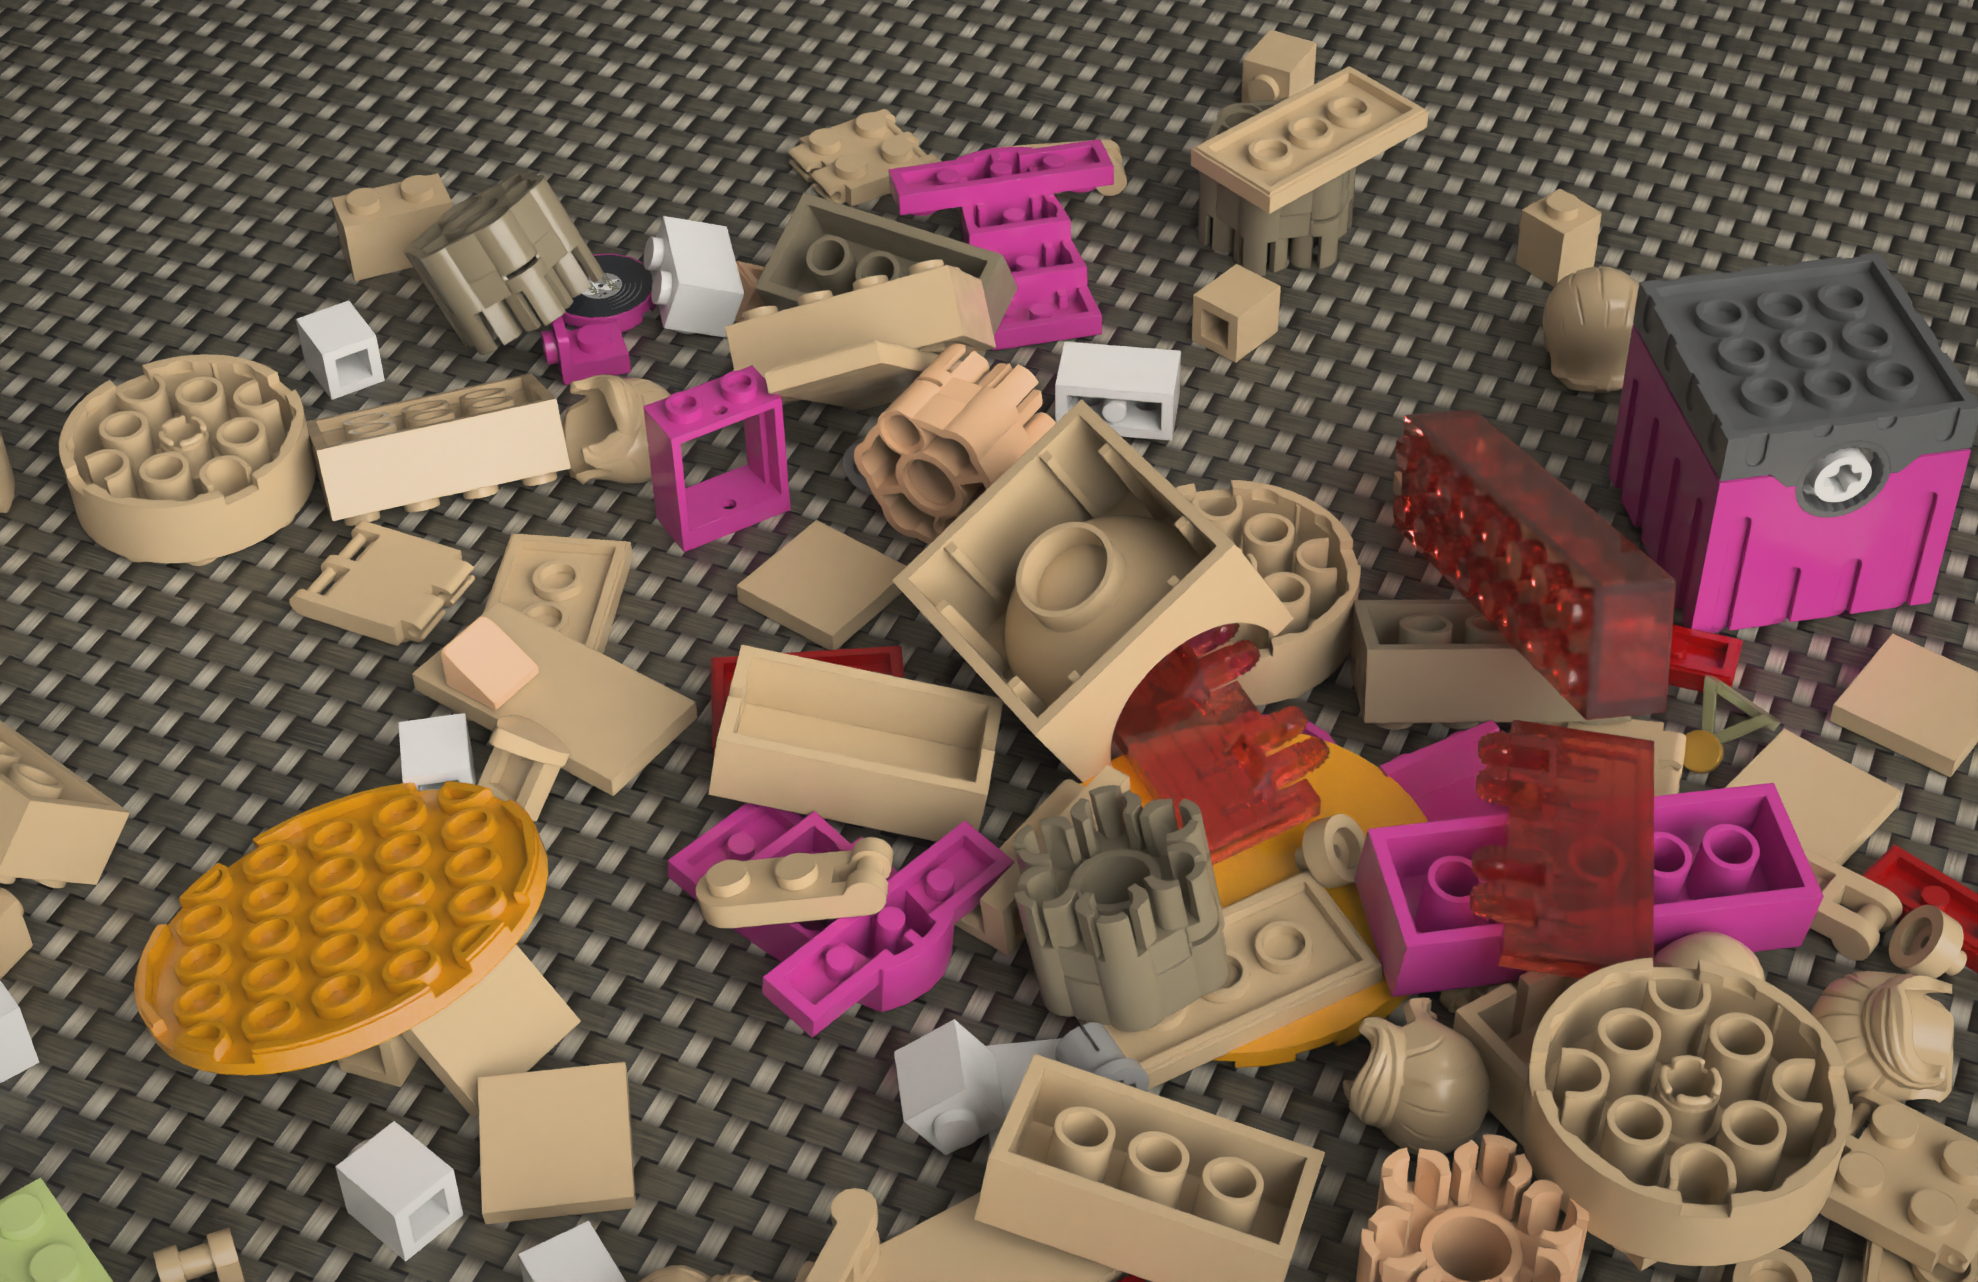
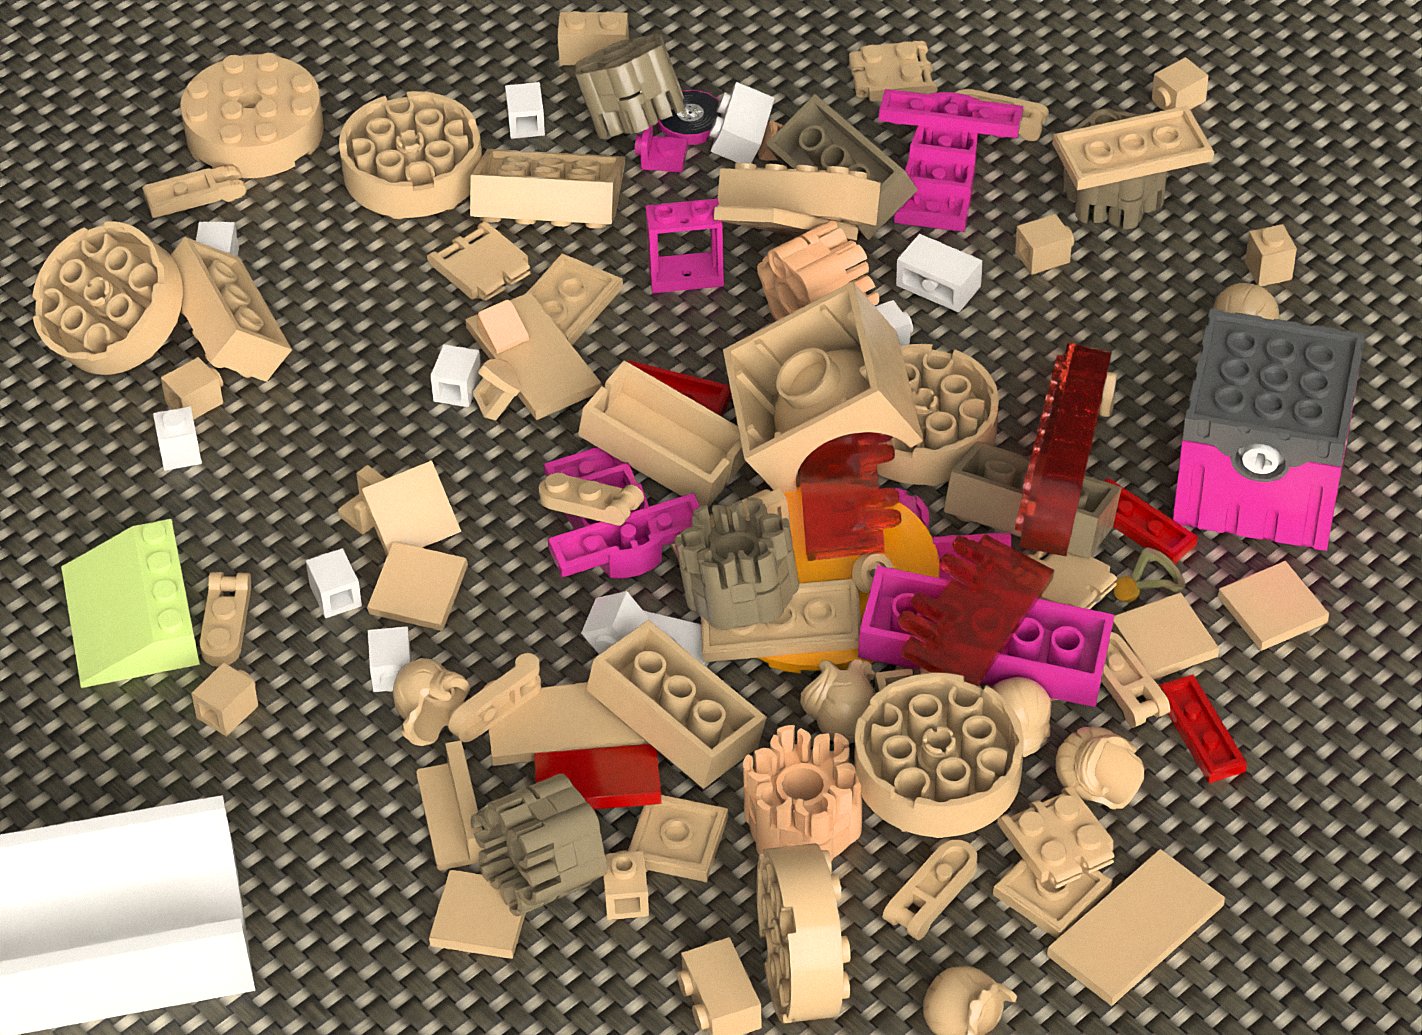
camera: 25 degrees right, 5 degrees up
(341, 928) = (364, 442): light orange tile -> none
(608, 429) = (631, 209): tan hair -> none
(822, 585) = (705, 334): tan tile -> none
(1100, 1057) = (691, 640): light grey bush -> none
(1928, 943) = (1166, 731): tan tile -> none

